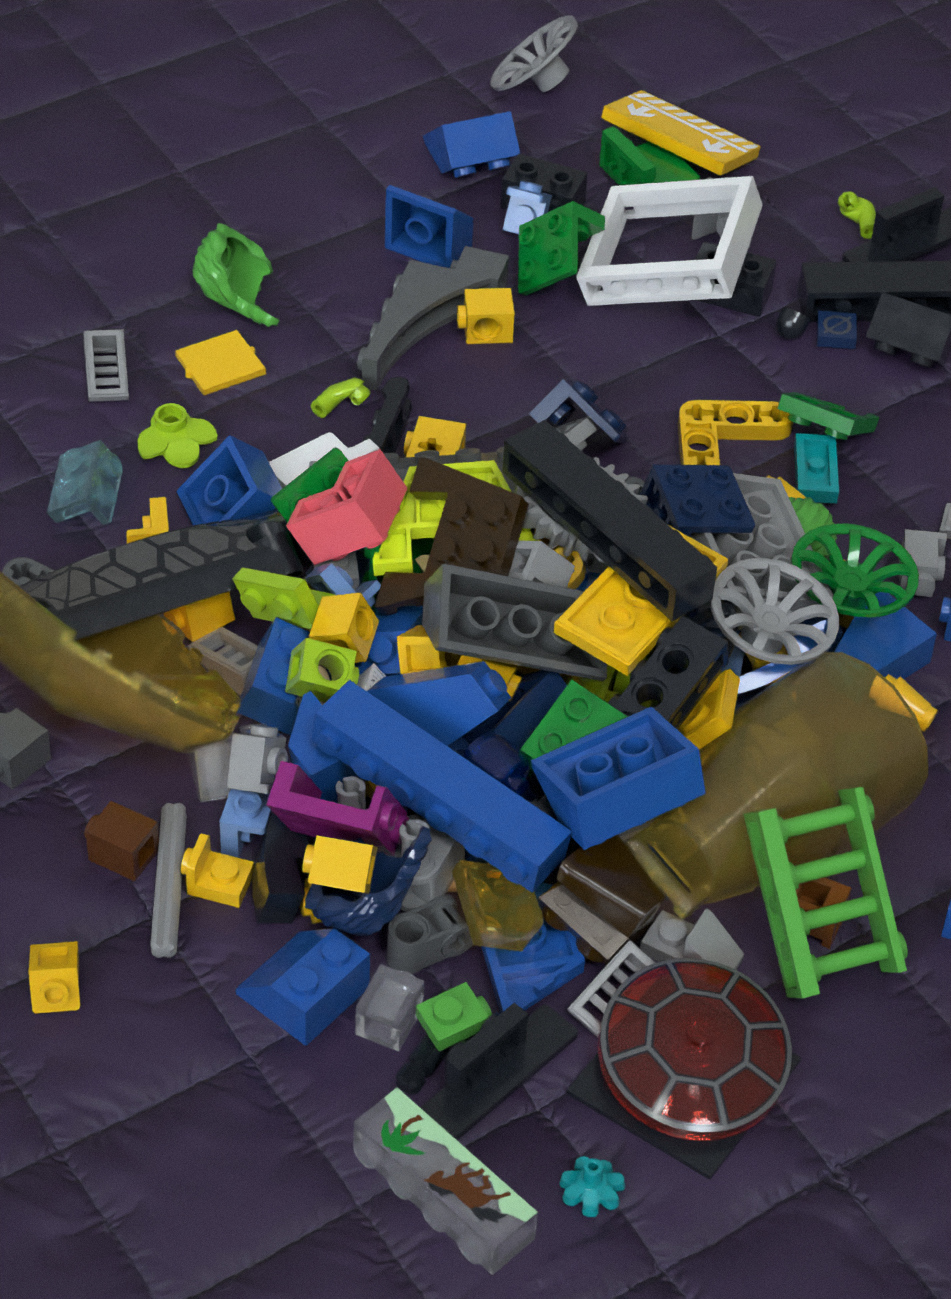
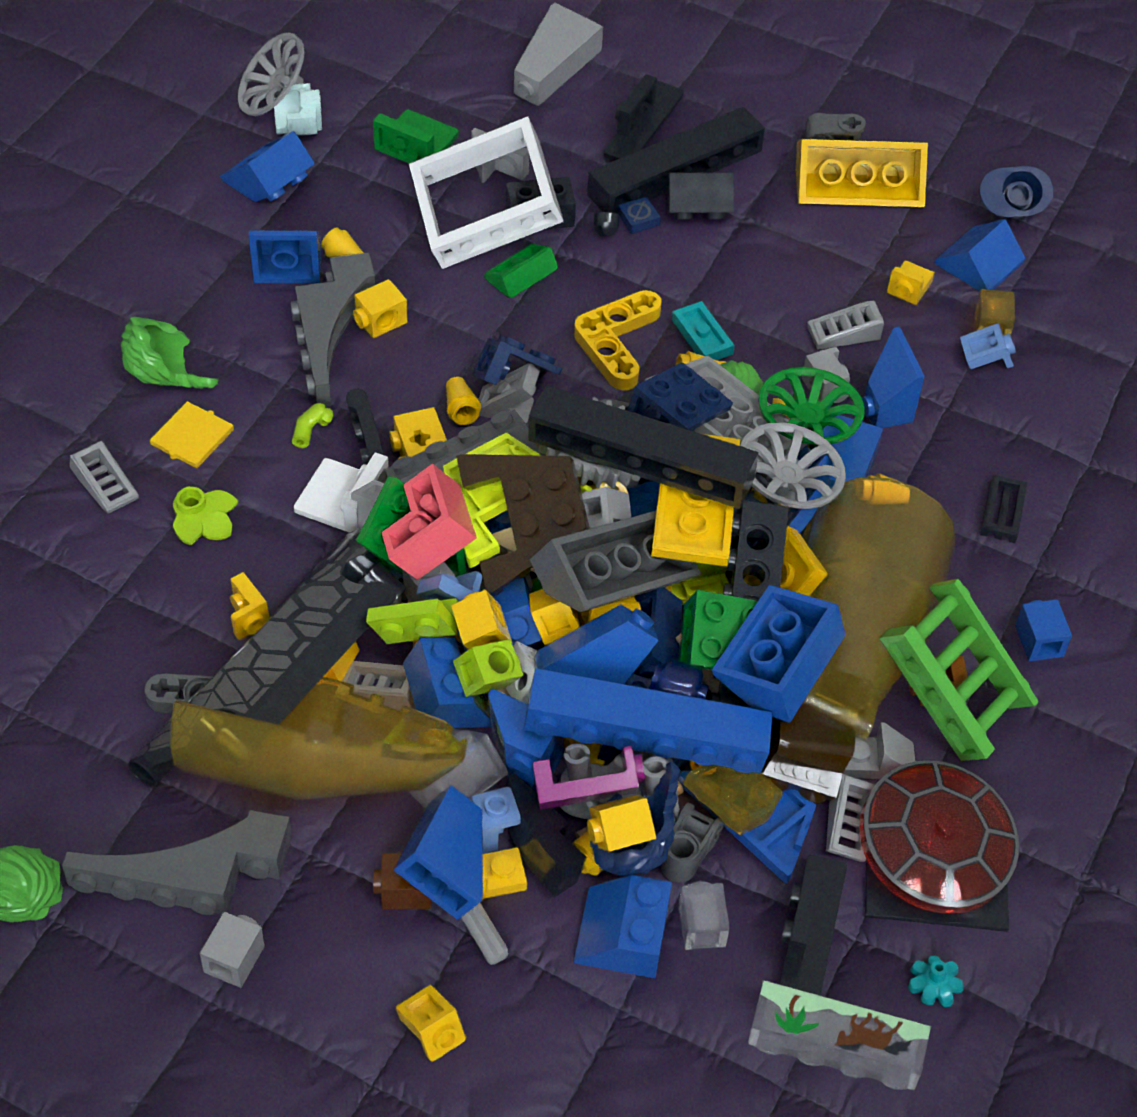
camera: 30 degrees left, 5 degrees up
(86, 482) = (159, 587): clear light blue bracket -> none
(165, 822) = (446, 853): none -> blue slope
(230, 484) = (285, 544): blue slope -> none
(256, 759) = (487, 766): light grey brick -> none
(422, 1065) = (753, 938): black axle -> none
(453, 1016) = (759, 900): bright green bracket -> none
(493, 238) = (339, 243): none -> yellow cone
(508, 424) = (462, 403): none -> yellow cone
(525, 205) = (352, 208): bracket -> none
(542, 101) = (299, 111): none -> light aqua hair
(551, 245) = (398, 232): green bracket -> none
(557, 180) = (350, 186): black brick -> none
(669, 337) = (522, 270): none -> green slope
(680, 132) = (419, 98): yellow tile -> none
(838, 422) = (684, 286): green wing -> none
(859, 211) = (592, 113): lime arm -> none
(860, 139) = (556, 53): none -> light grey slope

